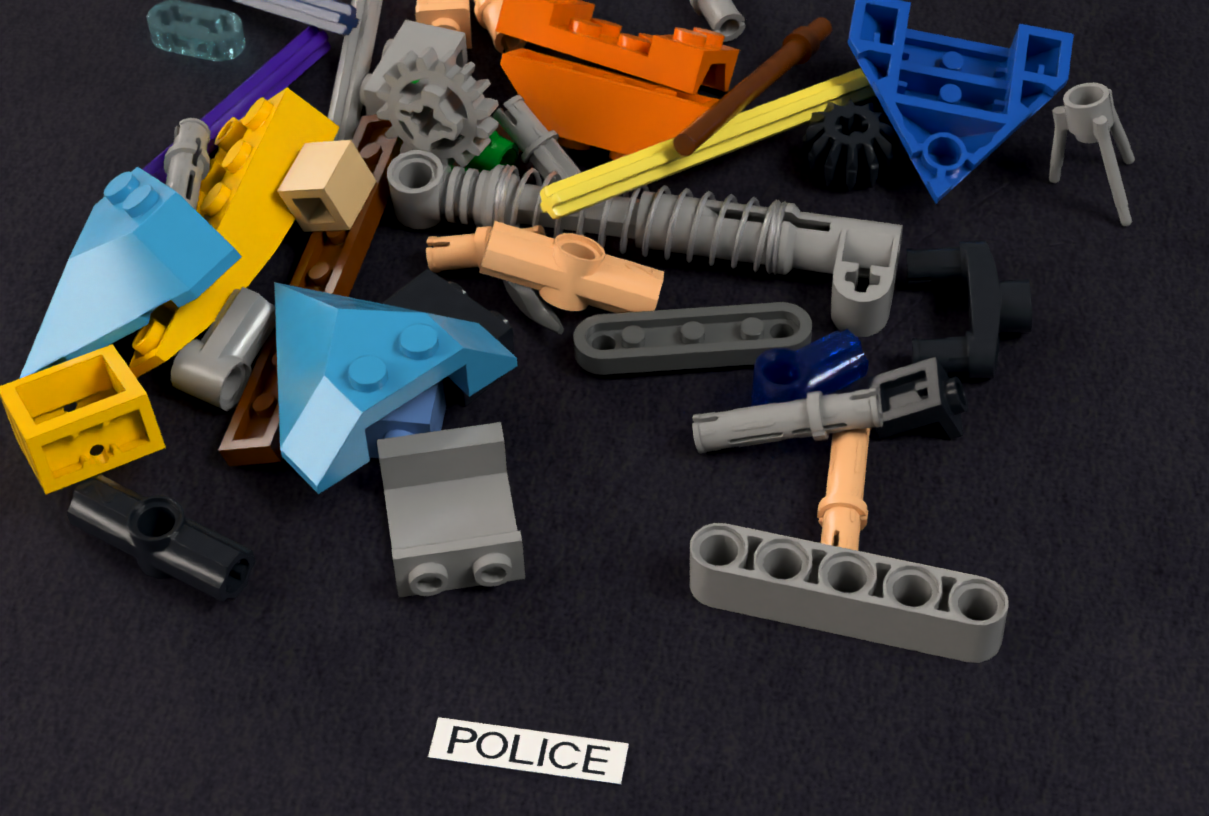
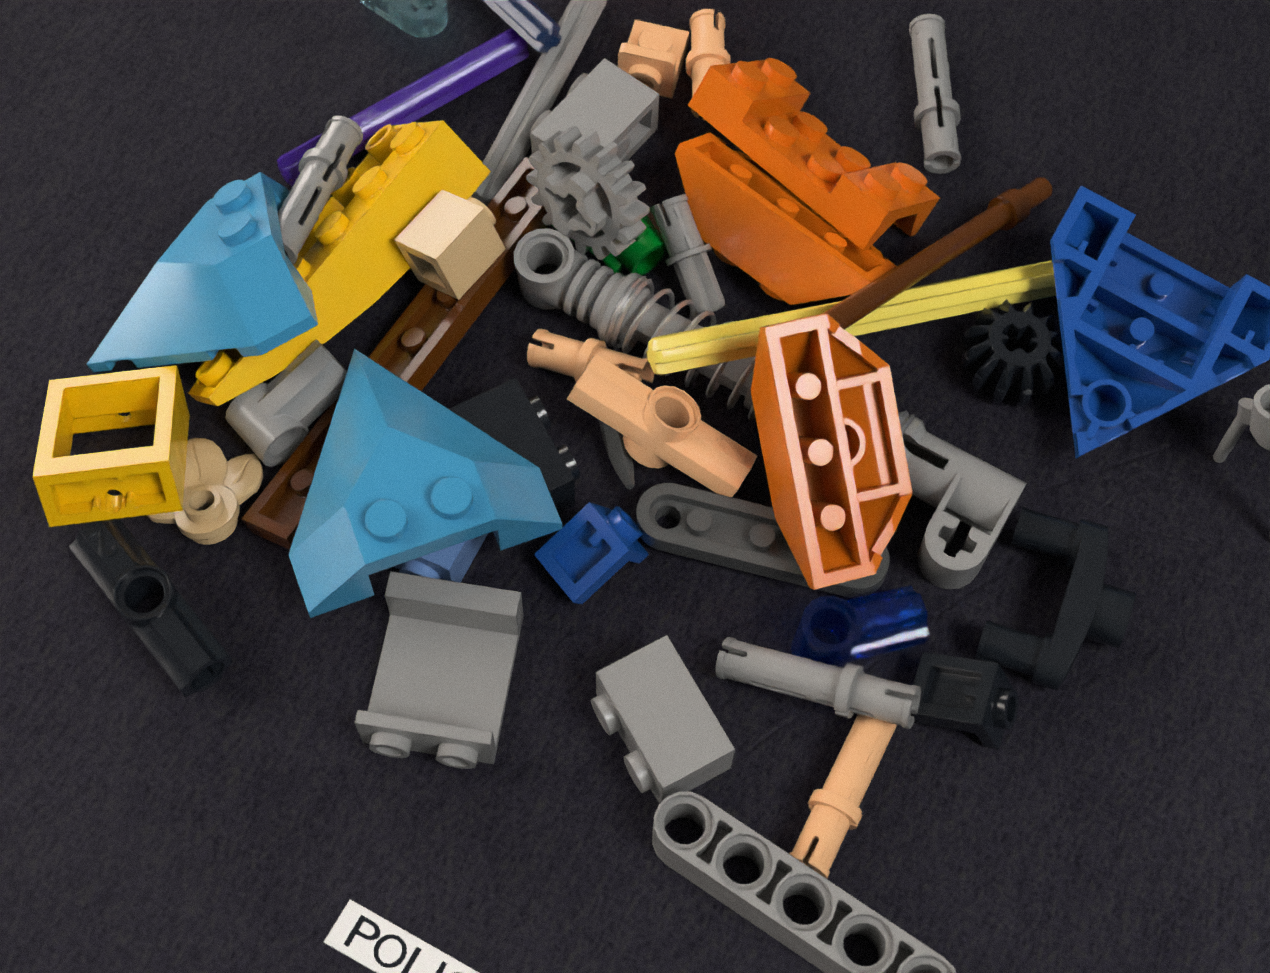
camera: 15 degrees right, 15 degrees up
(187, 446) = (213, 492): none -> tan plate
(546, 385) = (591, 550): none -> blue bracket
(663, 488) = (662, 721): none -> light grey brick
(723, 229) = (829, 447): none -> orange wedge

